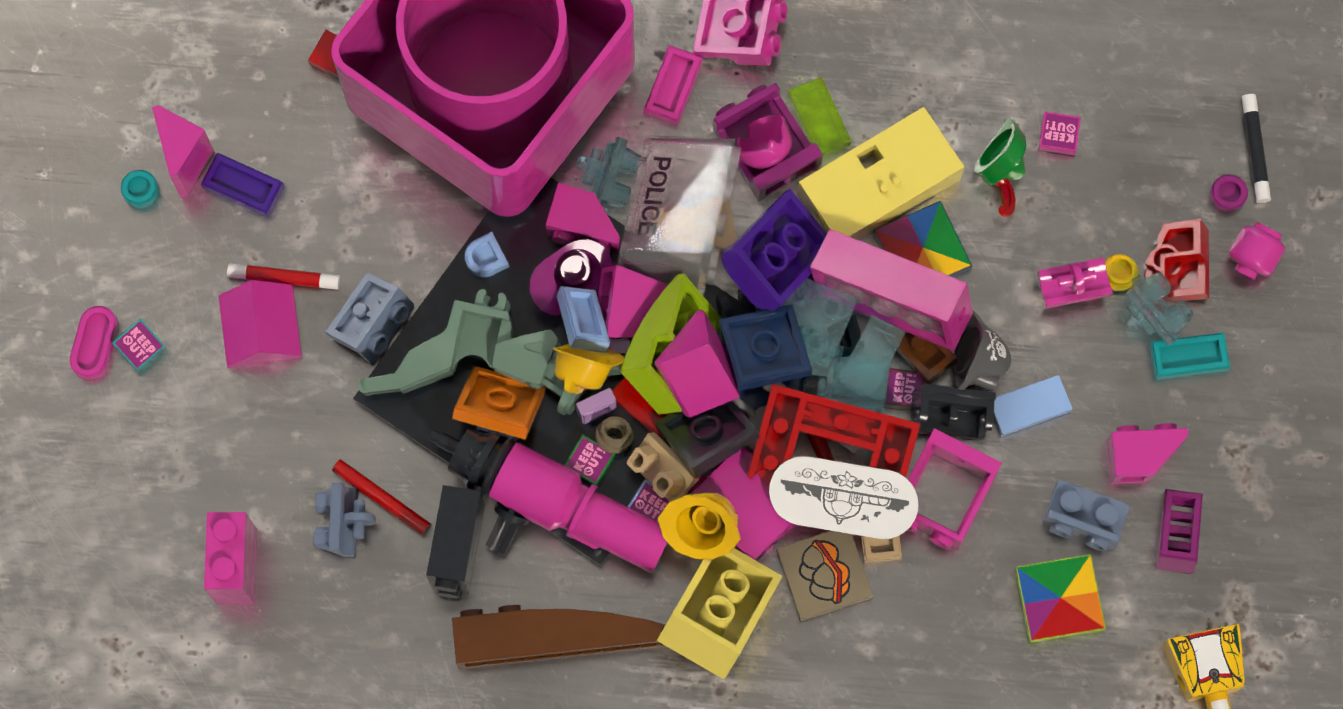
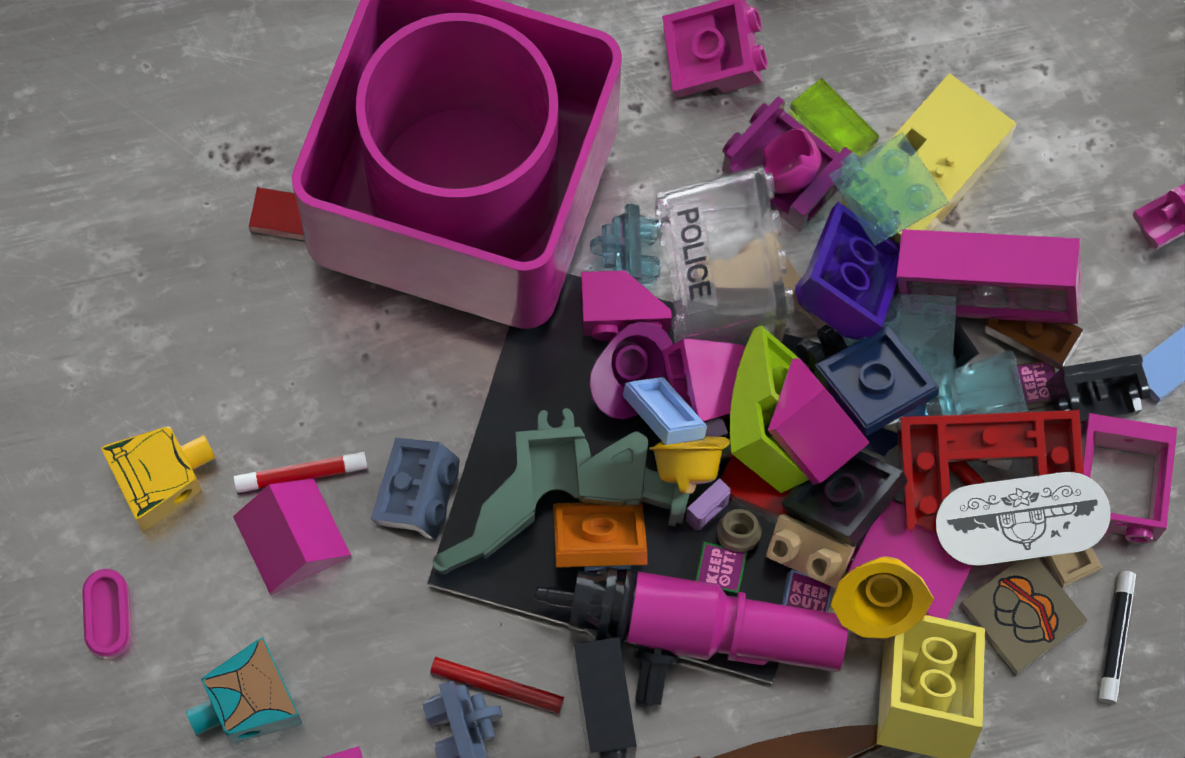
camera: 20 degrees left, 5 degrees down
(138, 344) = (159, 599): tile -> none
(139, 189) = (102, 424): teal tile -> none
(168, 241) = (156, 472): none -> yellow torso
(179, 444) = (245, 697): none -> torso
(184, 148) = (142, 359): dark pink slope -> none
(242, 184) = (219, 385): dark purple tile -> none
(485, 256) = (523, 380): light blue tile -> none
(673, 85) = (663, 135): dark pink tile -> none
(834, 190) = (888, 188): none -> clear light blue hinge
(871, 357) = (994, 357): clear light blue tile -> none
(894, 617) = (1117, 637): none -> black bar
(925, 239) = (998, 209): tile -> none
(980, 356) = (1107, 322): dark grey hat -> none
(1004, 162) = (1052, 104): green piece -> none
(1059, 133) = (1096, 63): tile -> none

